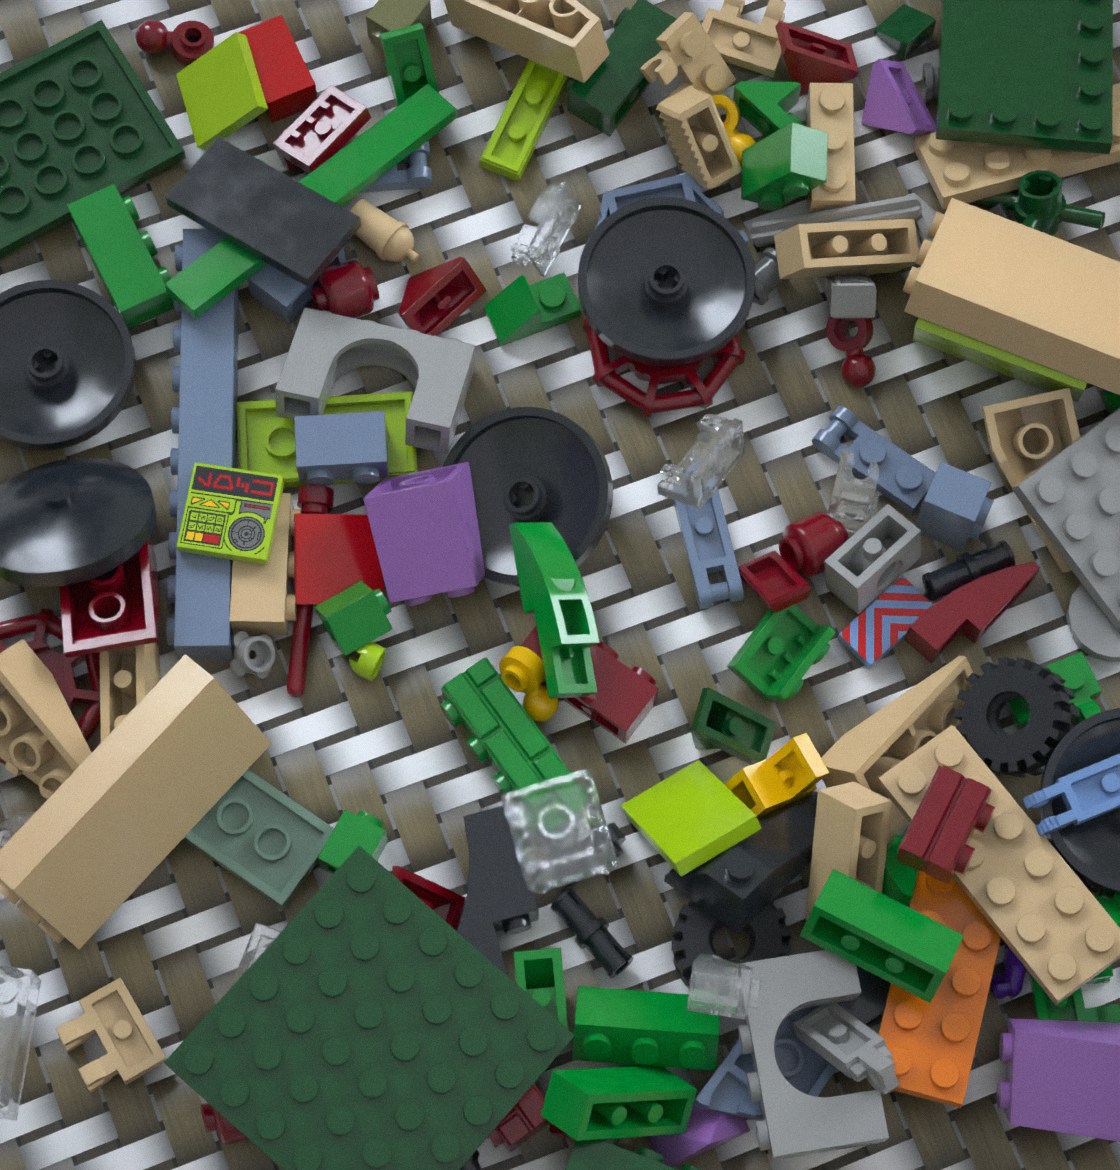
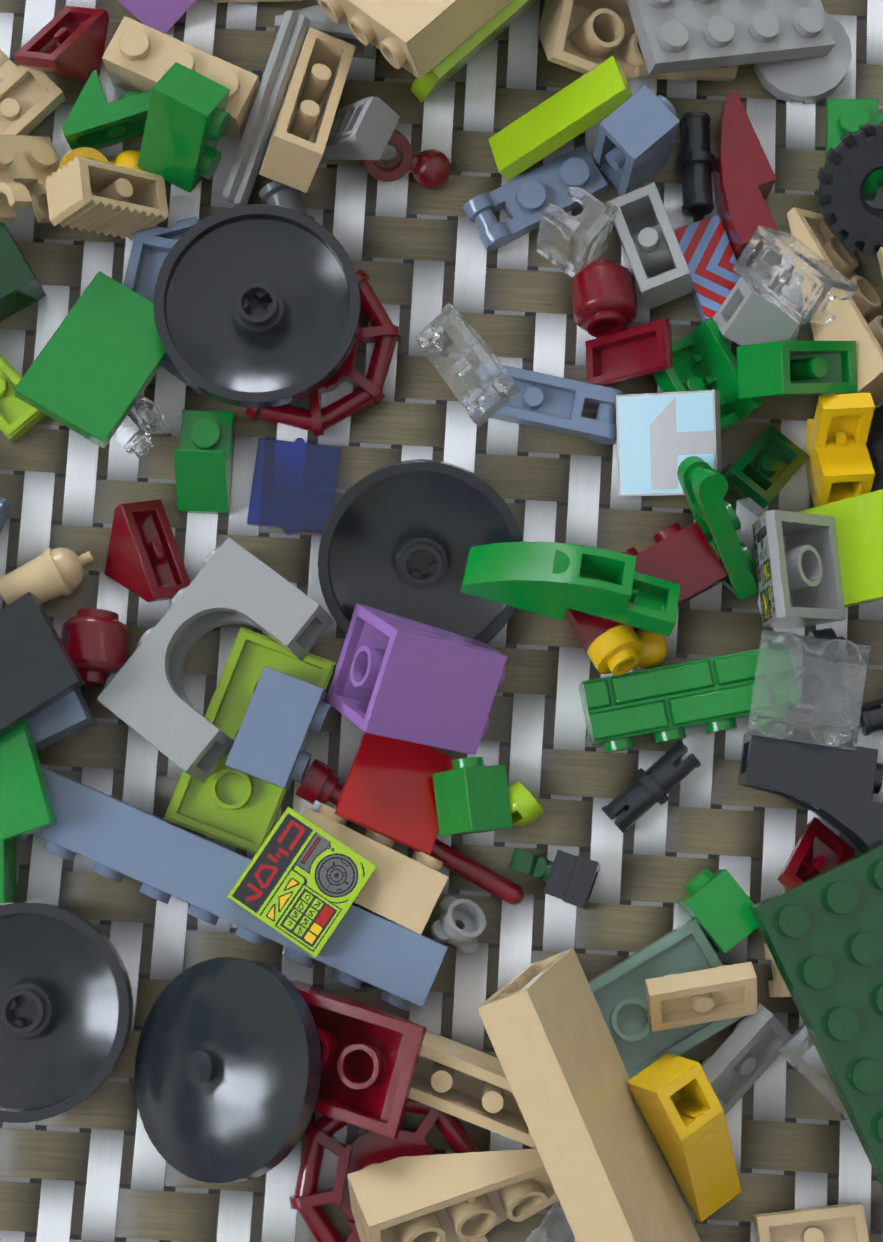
camera: 65 degrees left, 10 degrees up
(160, 895) = (689, 1131): none -> yellow slope
(235, 911) = (744, 1056): none -> light grey plate
(274, 852) = (701, 996): none -> tan plate
(325, 715) = (567, 877): none -> black piece
(429, 754) = (651, 786): none -> black pin
(547, 379) = (293, 485): none -> clear blue piece
(564, 187) = (96, 361): none -> green tile
(652, 776) = (797, 569): none -> light grey slope
(659, 703) = (718, 521): none -> green plate
(714, 642) = (660, 433): none -> tile
(820, 708) = (796, 368): none -> green slope
(853, 669) = (752, 318): none -> light grey brick
(900, 674) = (792, 276): none -> clear hinge
(942, 440) = (560, 118): none -> lime tile

